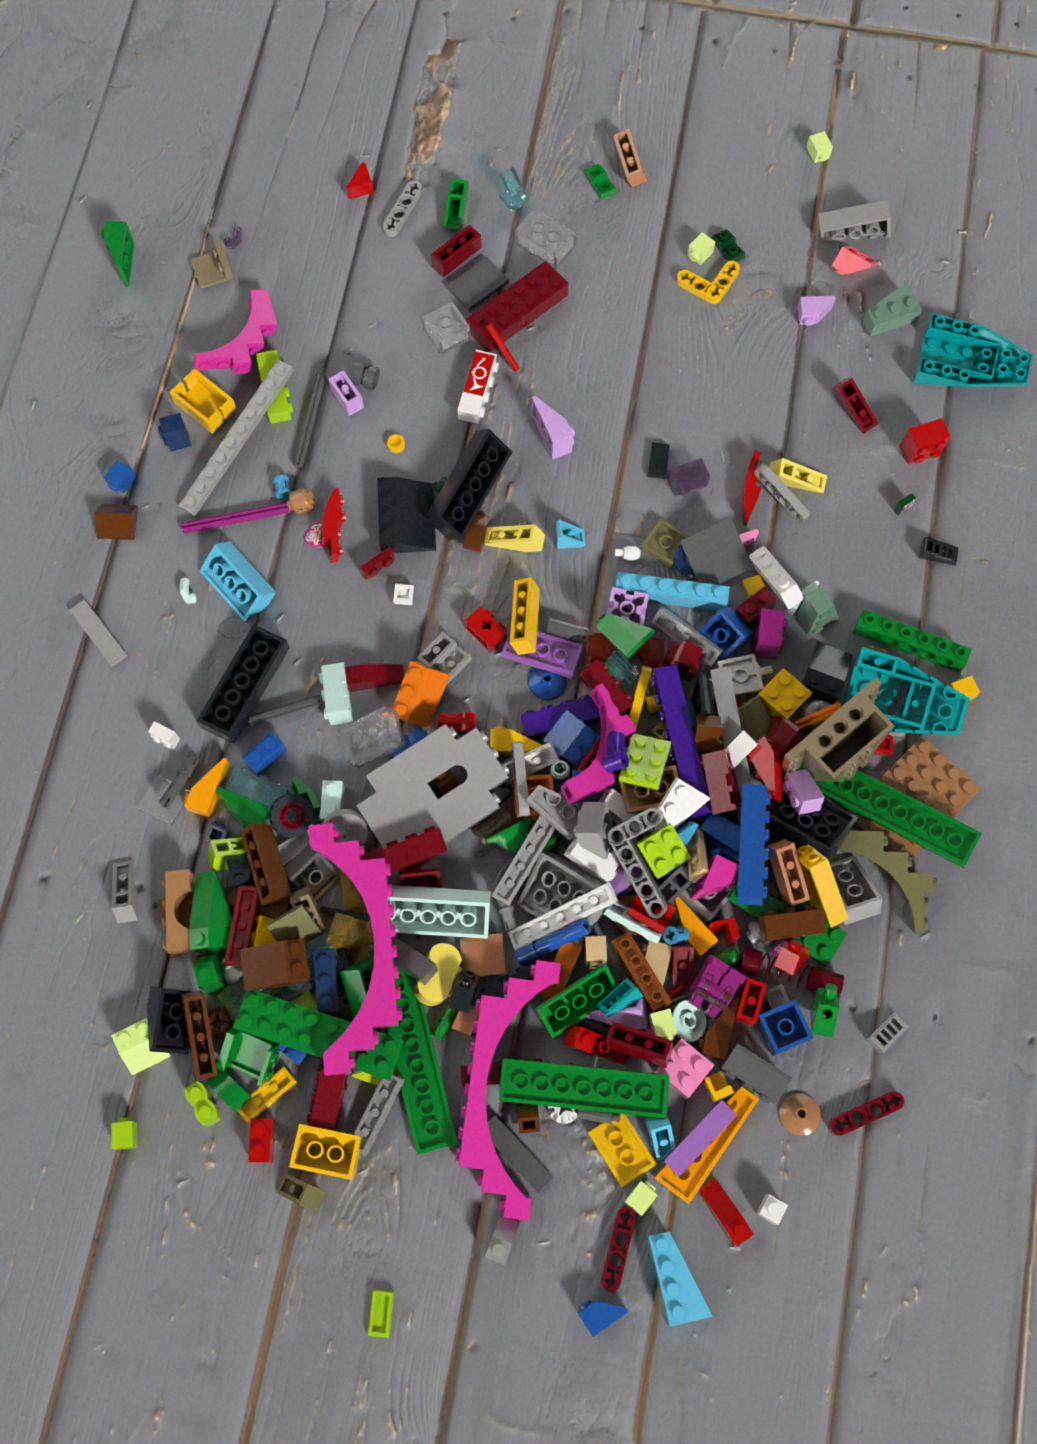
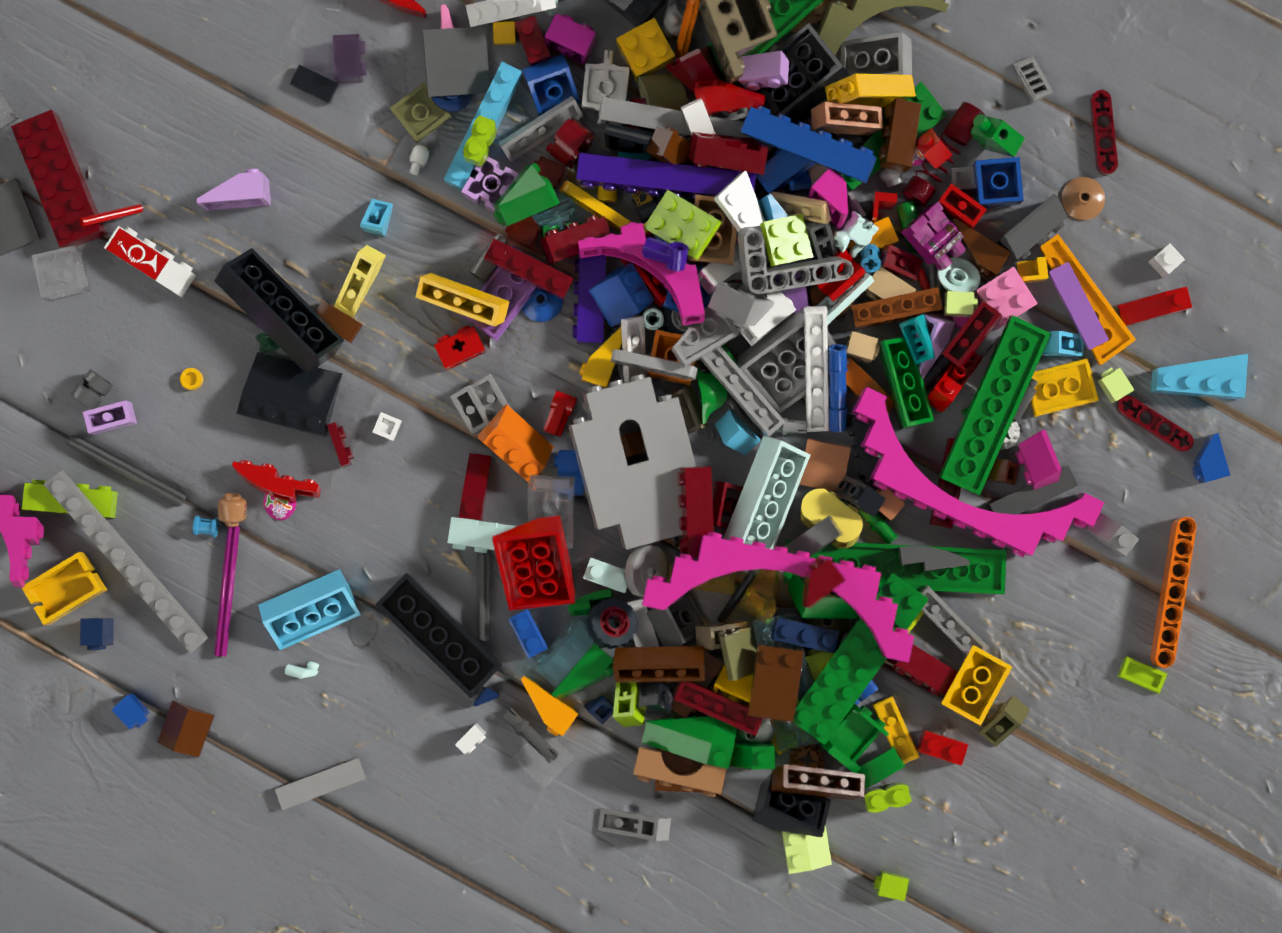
camera: 70 degrees left, 15 degrees up
(203, 736) = (485, 696): none -> dark blue slope
(322, 737) = (535, 564): none -> red slope
(371, 966) = (820, 581): none -> dark red slope
(428, 1073) = (930, 557): none -> dark grey slope
(457, 1324) = (1166, 600): none -> orange beam
(486, 871) = (736, 433): none -> medium azure slope
(547, 1145) = (1038, 460): none -> dark pink slope
(566, 657) = (528, 269): none -> dark red brick
(661, 585) = (483, 135): none -> lime brick
(694, 912) = (858, 230): none -> light aqua animal

